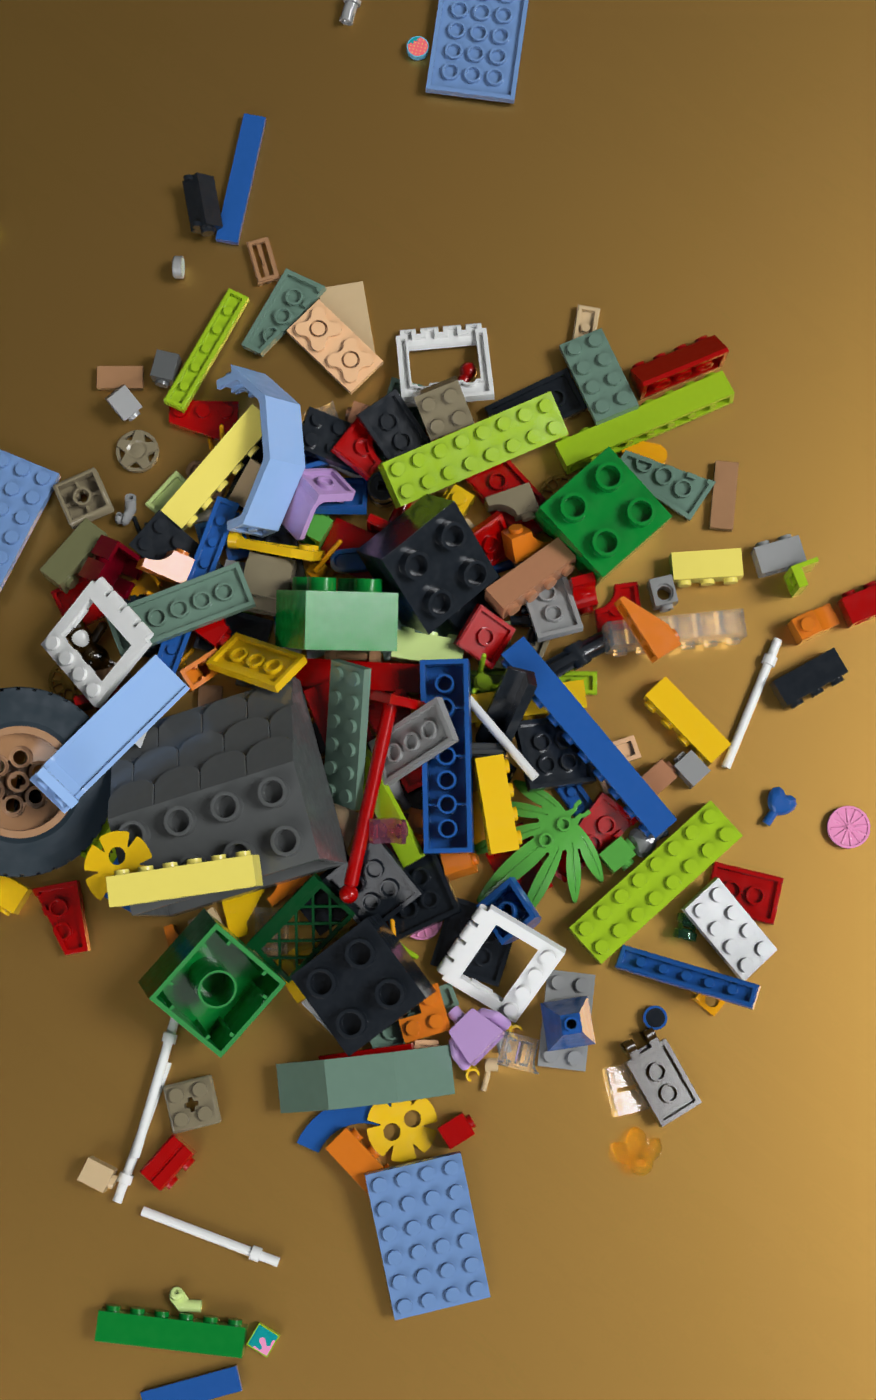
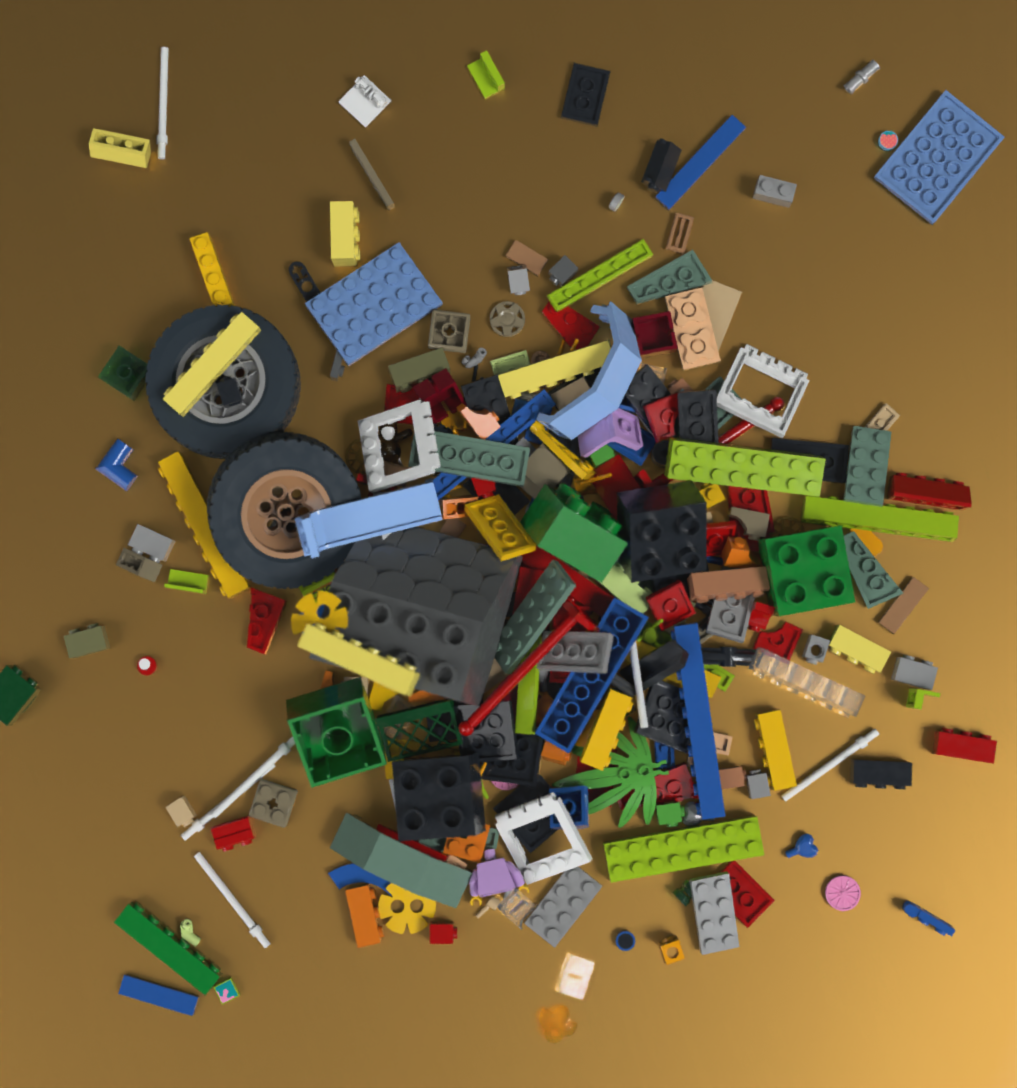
camera: 30 degrees right, 5 degrees up
(82, 181) = (585, 94): none -> black tile
(297, 375) = (653, 334): none -> dark red piece
(333, 162) = (774, 191): none -> light grey brick
(347, 561) = (607, 491): blue tile -> none
(387, 830) = (519, 702): clear pink bracket -> none
(427, 1235) = (379, 991): medium blue plate -> none
(443, 408) = (741, 424): dark tan brick -> none
(555, 1018) = (562, 899): blue slope -> none
(650, 631) = (789, 677): orange slope -> none
(660, 1078) = (603, 983): tile -> none
(688, 977) = (665, 928): blue tile -> none
(813, 623) = (909, 736): orange arch -> none

